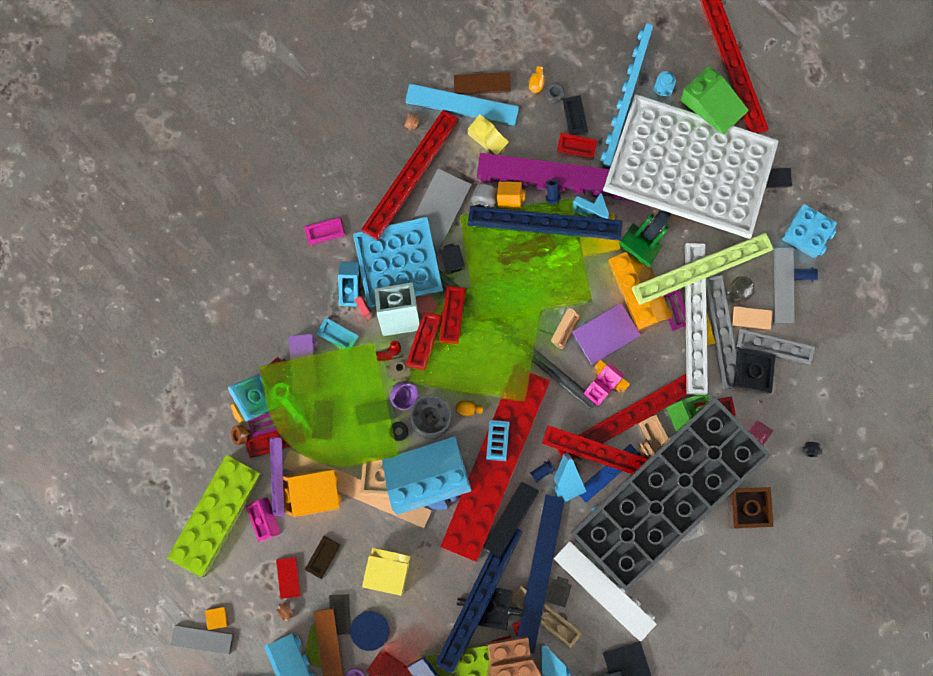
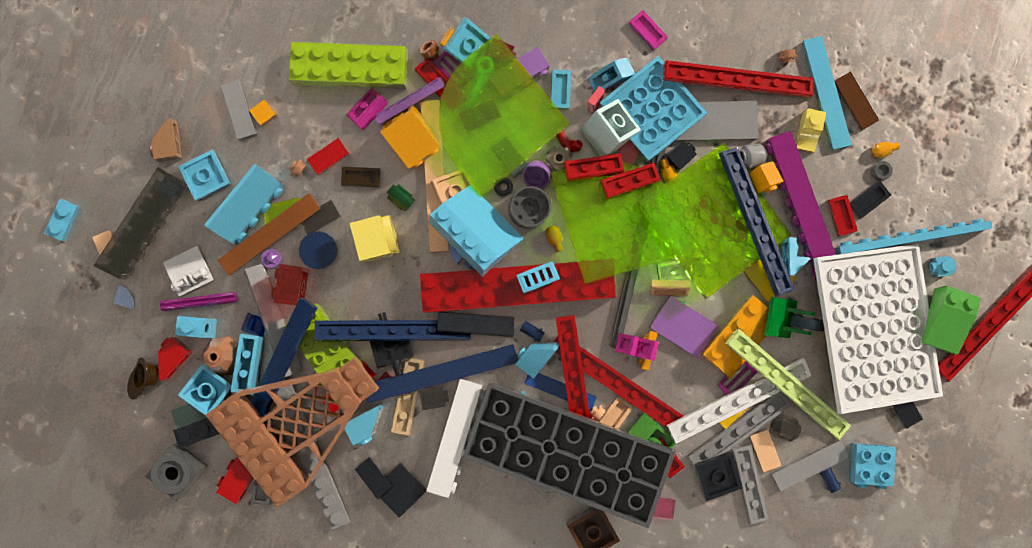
camera: 60 degrees right, 5 degrees up
(360, 529) = (400, 197): none -> dark green brick
(460, 277) = (668, 170): none -> light orange cylinder
(552, 192) = (785, 216): dark blue pin -> none

